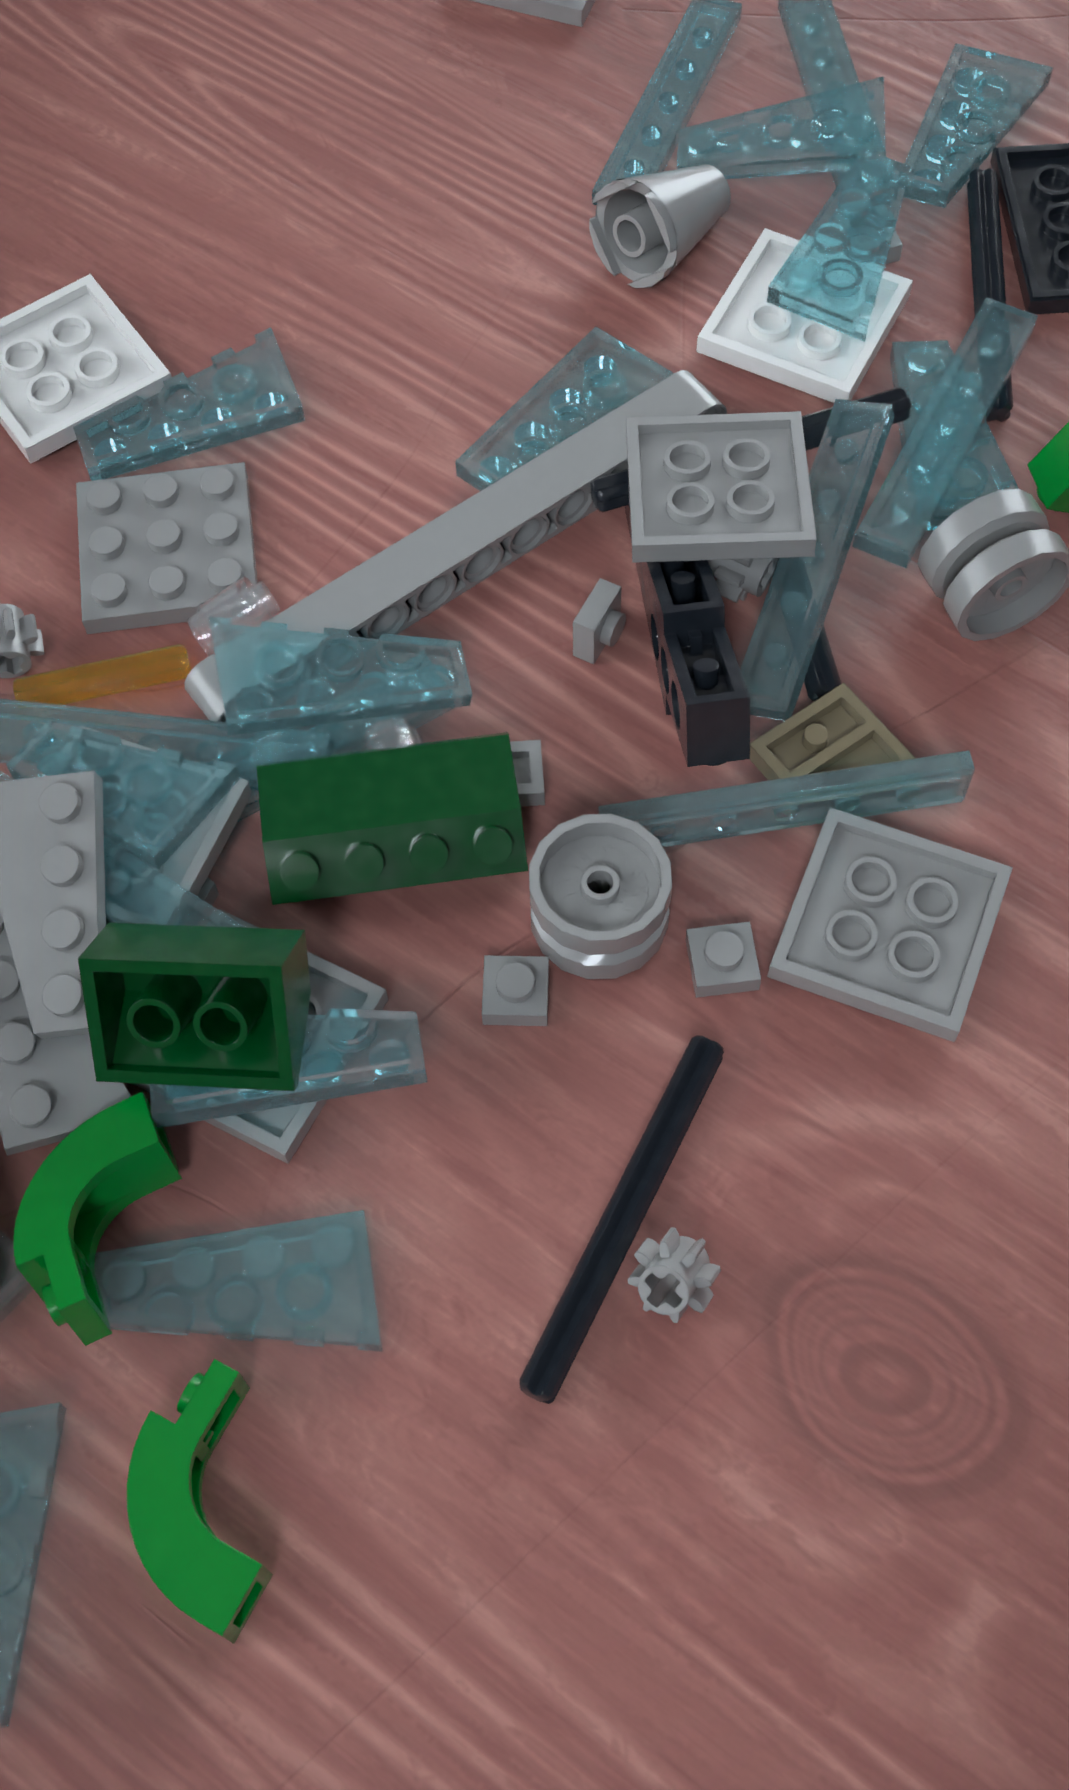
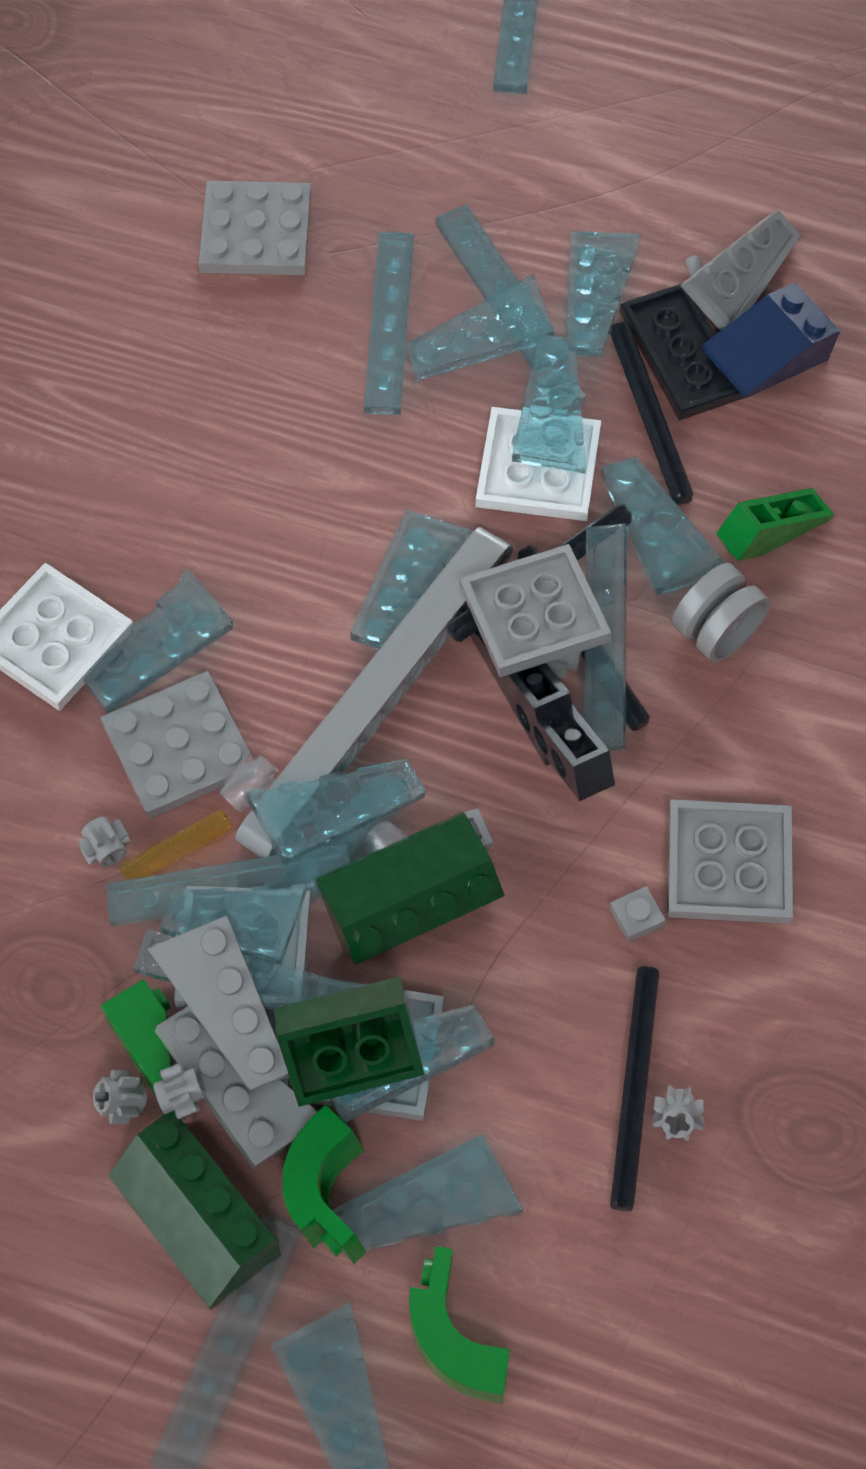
camera: 20 degrees left, 0 degrees up
(515, 990) = (519, 972): light grey plate -> none
(598, 621) = (485, 717): light grey plate -> none
(599, 895) = (553, 898): light grey wheel -> none
(655, 220) = (419, 422): light grey cone -> none
(801, 799) = (640, 805): clear light blue tile -> none
(826, 737) = (658, 760): dark tan wing -> none
(944, 433) = (659, 525): clear light blue tile -> none

